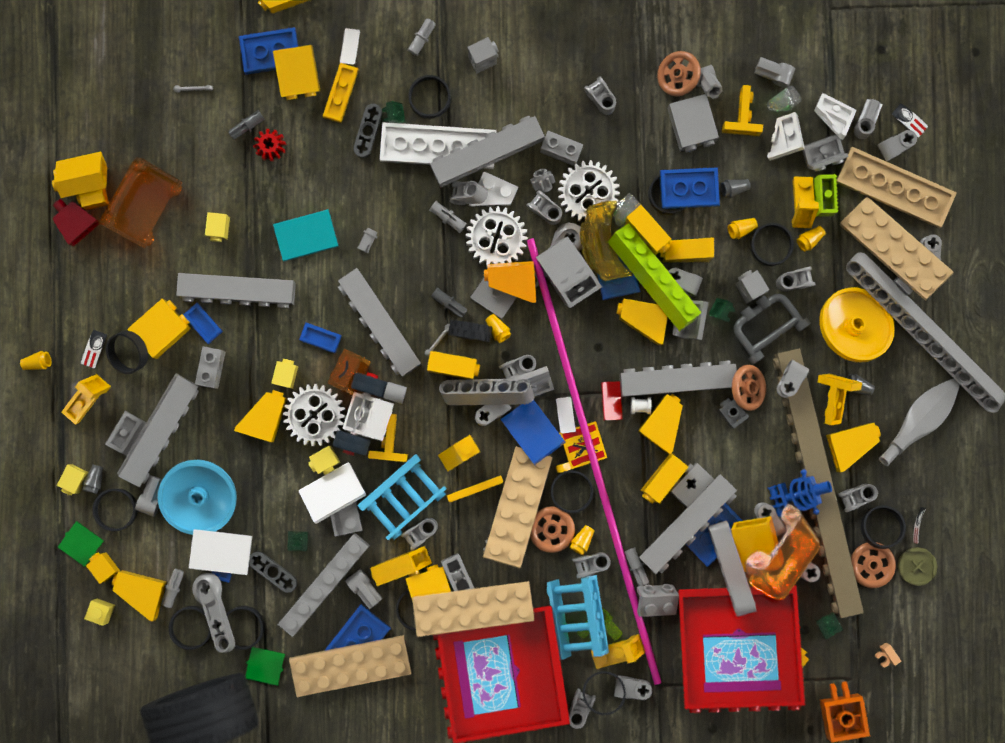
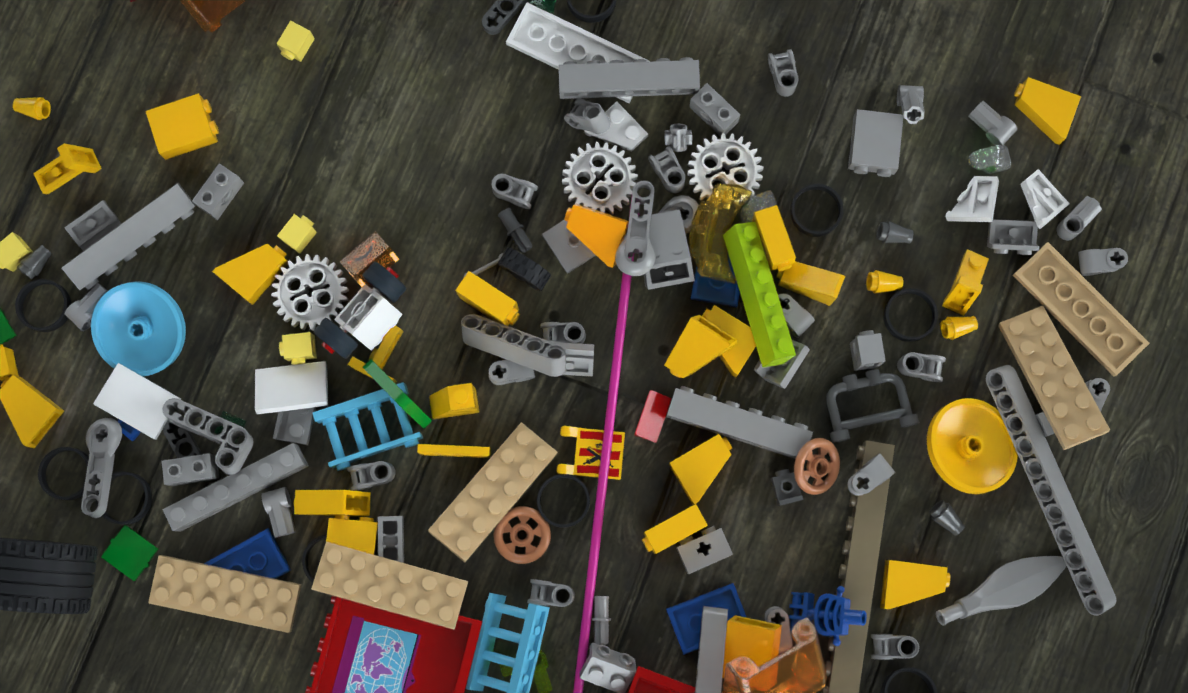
camera: 30 degrees right, 5 degrees down
(93, 348) = (101, 120): sticker -> none
(113, 359) = (117, 136): black tyre -> none
(172, 588) = (65, 420): light grey axle -> none
(202, 323) = (232, 141): blue tile -> none
(237, 289) = (285, 118): light grey brick -> none
(284, 552) = (206, 429): none -> light grey beam
(285, 586) = (190, 470): none -> light grey brick
(305, 235) = (388, 91): teal tile -> none
(320, 337) = (355, 210): blue tile -> none
(367, 240) = (454, 124): light grey pin -> none
(379, 322) = (427, 219): light grey brick -> none
(395, 392) = (409, 303): light grey piece -> none
(415, 465) = (397, 394): none -> green beam
(436, 271) = (515, 190): none -> light grey piece
(448, 216) = (555, 135): light grey pin -> none
(499, 330) = (558, 283): yellow cone -> none
(533, 431) = (548, 413): blue tile -> none
(545, 271) = (637, 235): none -> light grey beam
(565, 415) = (593, 411): white sticker -> none
(582, 540) = (551, 562): yellow cone -> none
(624, 335) = (698, 346): none -> yellow slope
(640, 405) = (683, 435): white bush -> none
(684, 527) = (681, 594): light grey brick -> none
(688, 85) = (883, 87): nougat plate -> none
(689, 188) = (841, 212): blue tile -> none
(721, 309) = (821, 364): clear green tile -> none
(744, 116) = (930, 169): yellow bracket -> none
(811, 42) = (1047, 107): none -> yellow slope
(826, 195) = (995, 283): lime brick -> none
(837, 396) = (915, 519): yellow bracket -> none
(910, 119) = (1127, 240): sticker -> none

